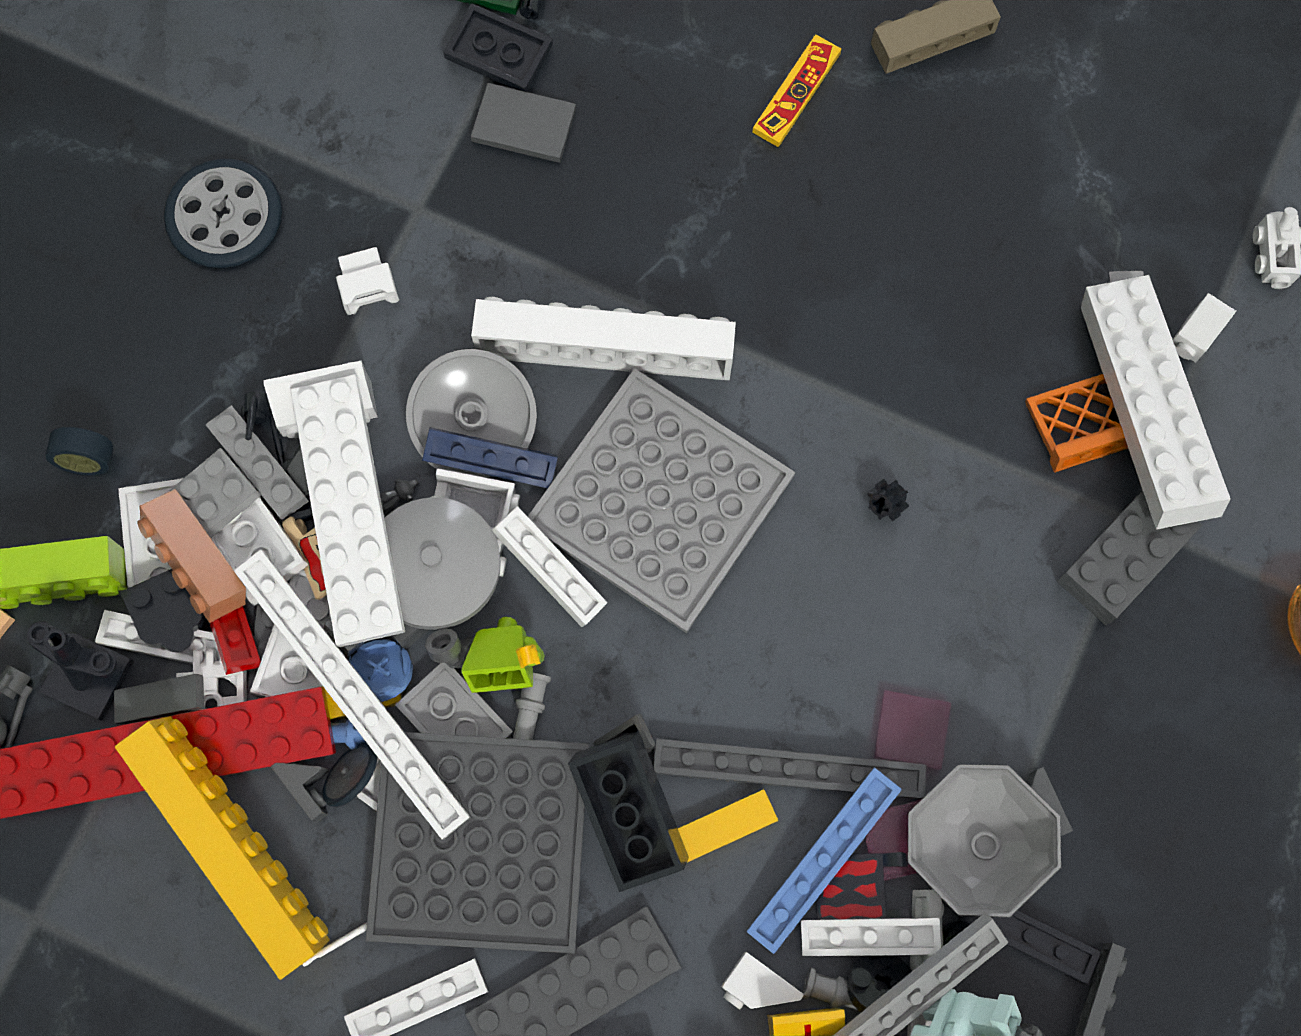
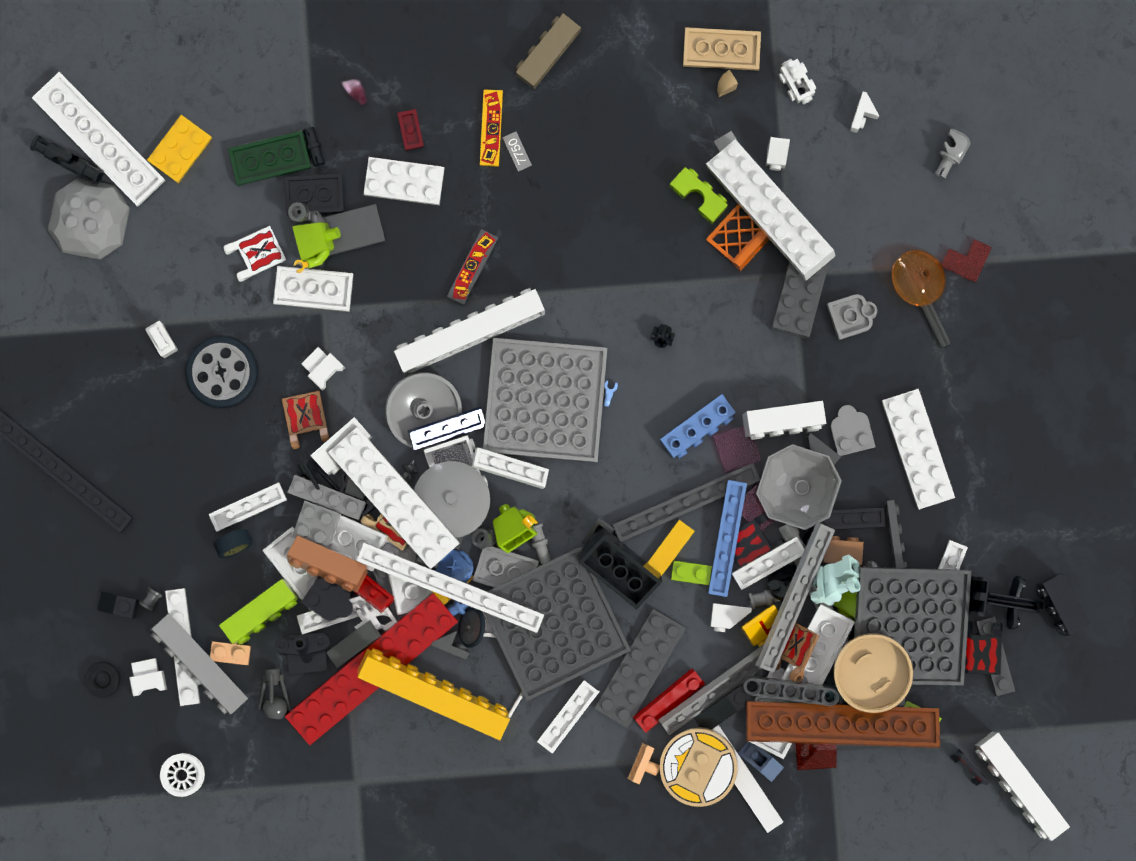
camera: 30 degrees left, 10 degrees up
(137, 415) = (247, 507): none -> white plate
(167, 123) = (161, 339): none -> white piece
(298, 333) = (303, 415): none -> flag
(374, 84) = (258, 251): none -> flag
(420, 171) = (313, 289): none -> white tile
(458, 98) = (312, 239): none -> lime torso
(633, 97) = (404, 181): none -> white plate
(662, 259) = (472, 267): none -> tile
(682, 34) = (410, 129): none -> dark red plate
(737, 884) = (691, 573): none -> lime plate
(761, 541) = (609, 393): none -> light blue piece
(816, 141) = (517, 151): none -> light grey sticker
(869, 662) = (697, 426): none -> medium blue brick
(996, 978) = (839, 548): none -> medium nougat brick
(1013, 723) = (784, 419): none -> white brick
(1044, 305) = (687, 182): none -> lime arch
(1106, 802) = (851, 431): none -> light grey plate
(1172, 200) = (726, 83): none -> tan brick
(1188, 152) = (722, 49): none -> tan plate
(1194, 625) = (851, 315): none -> light grey plate
(1200, 890) = (918, 449): none -> white plate

